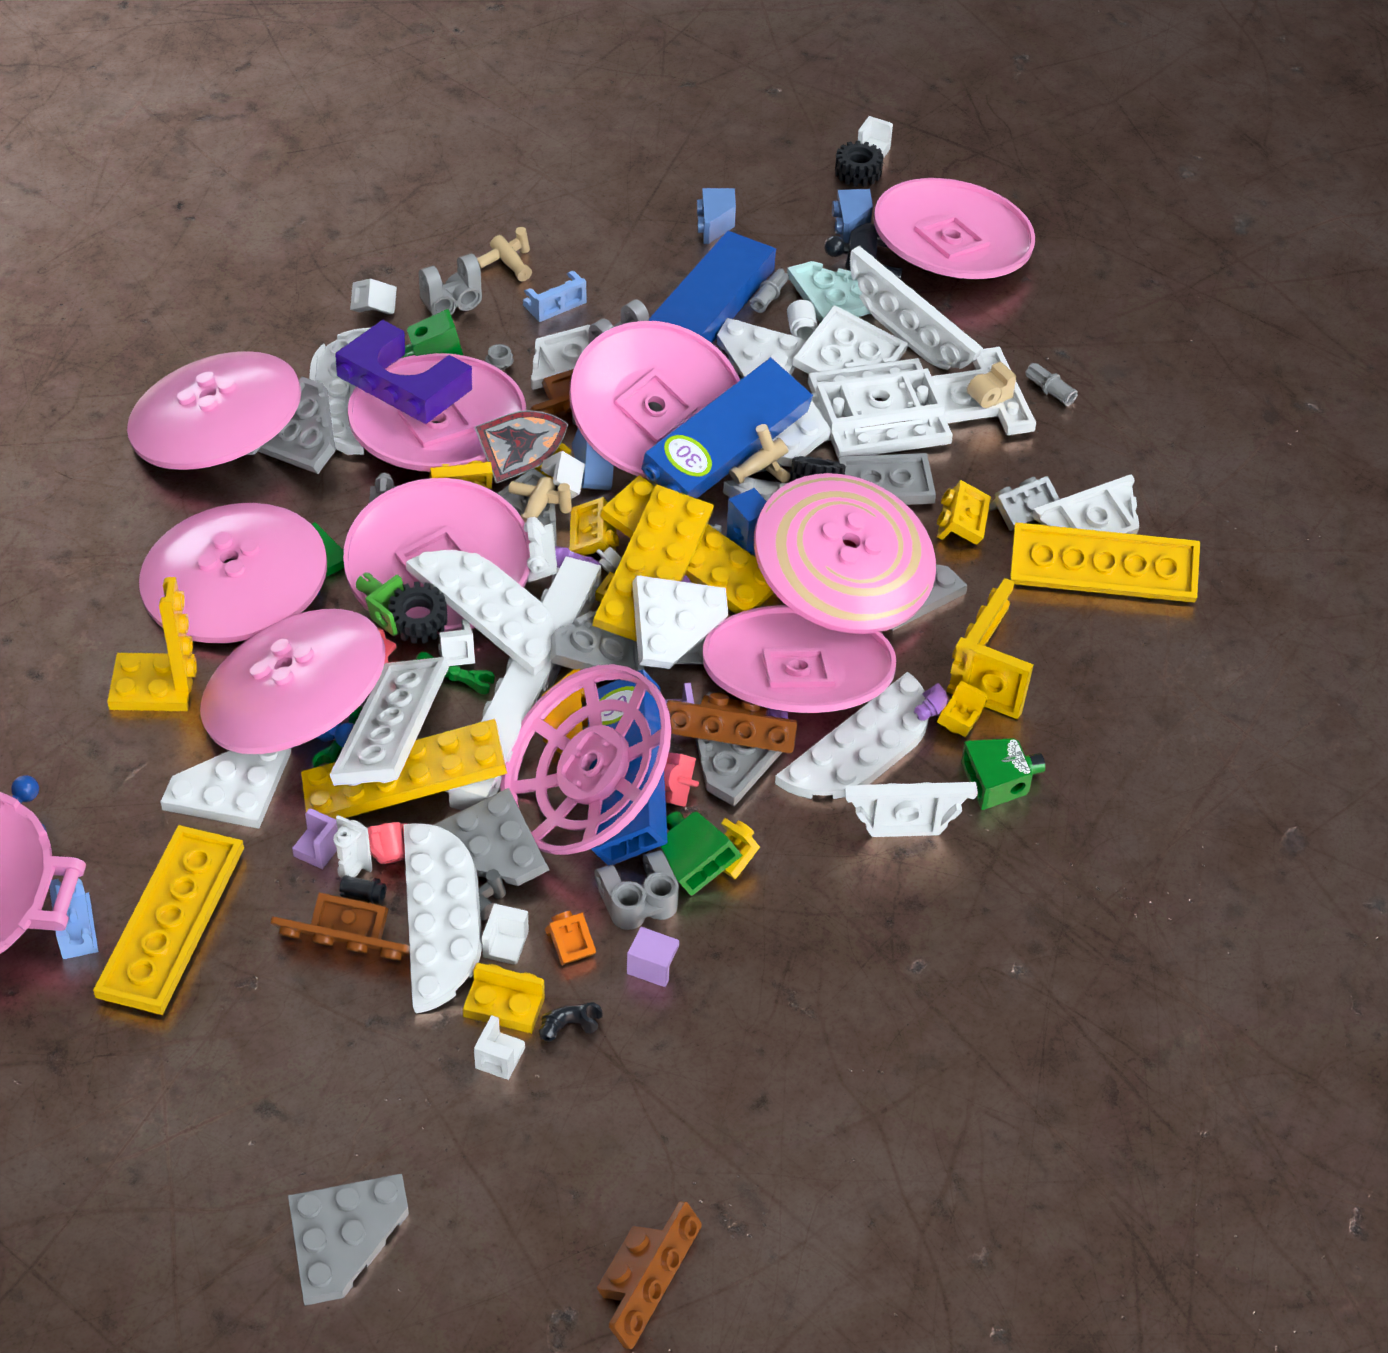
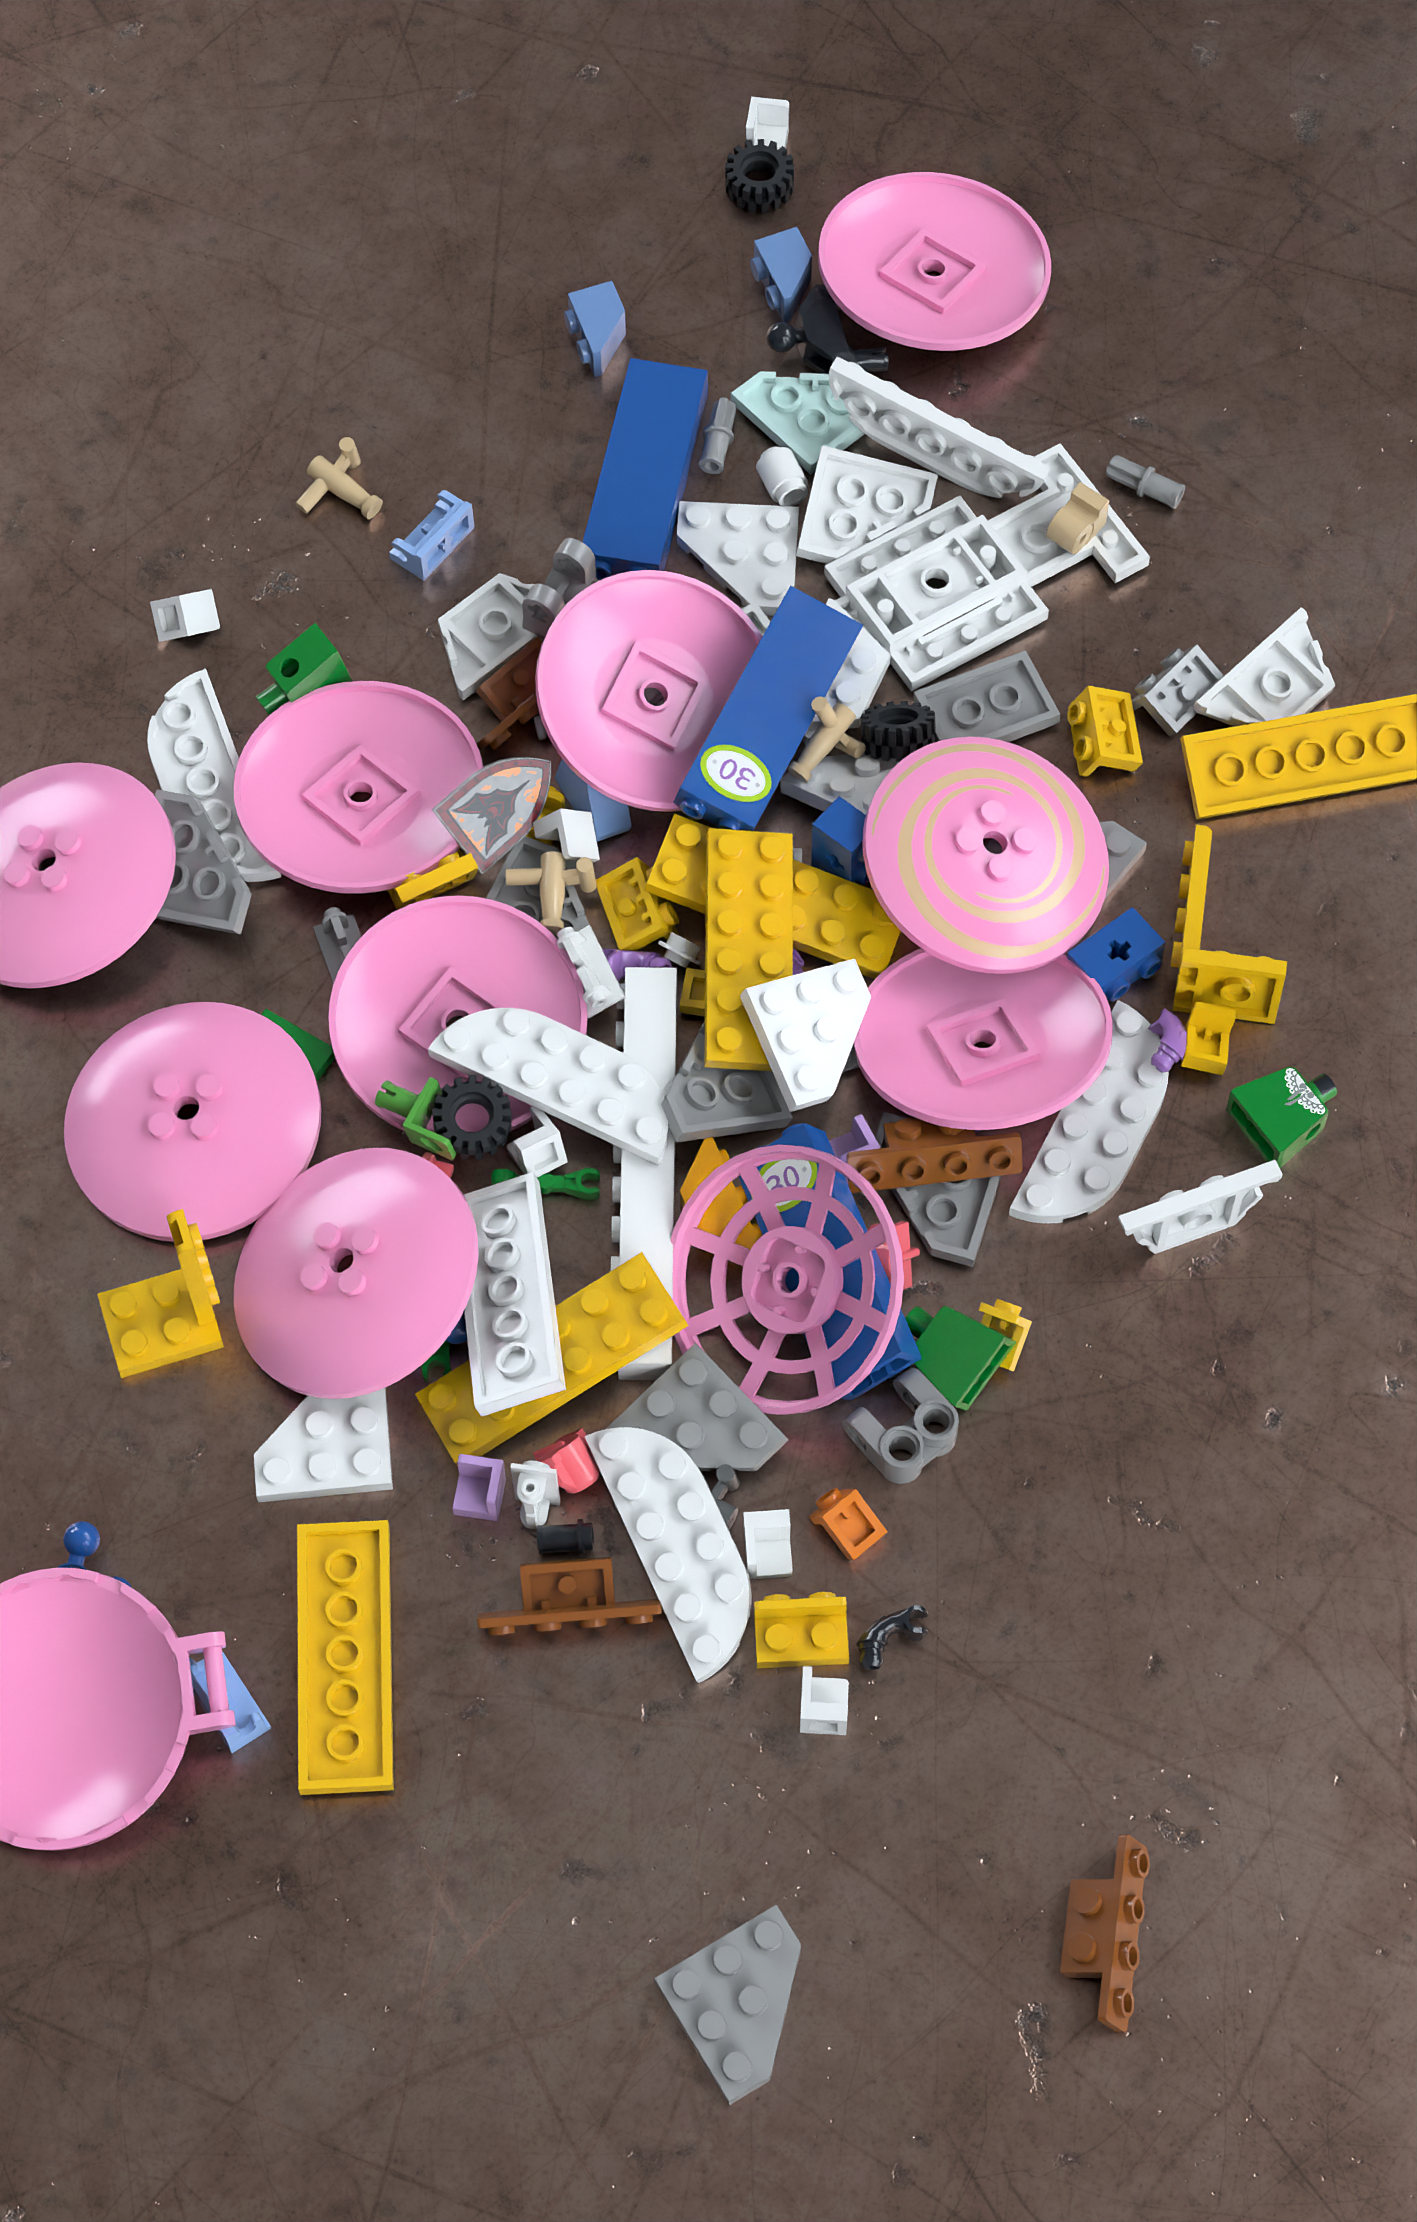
camera: 15 degrees left, 15 degrees up
(418, 395) = (329, 777): dark purple arch -> none
(460, 290) = (300, 569): light grey piece -> none
(500, 356) = (396, 653): light grey plate -> none
(651, 956) = (959, 1516): lavender panel -> none
(919, 643) = (1120, 954): none -> blue brick

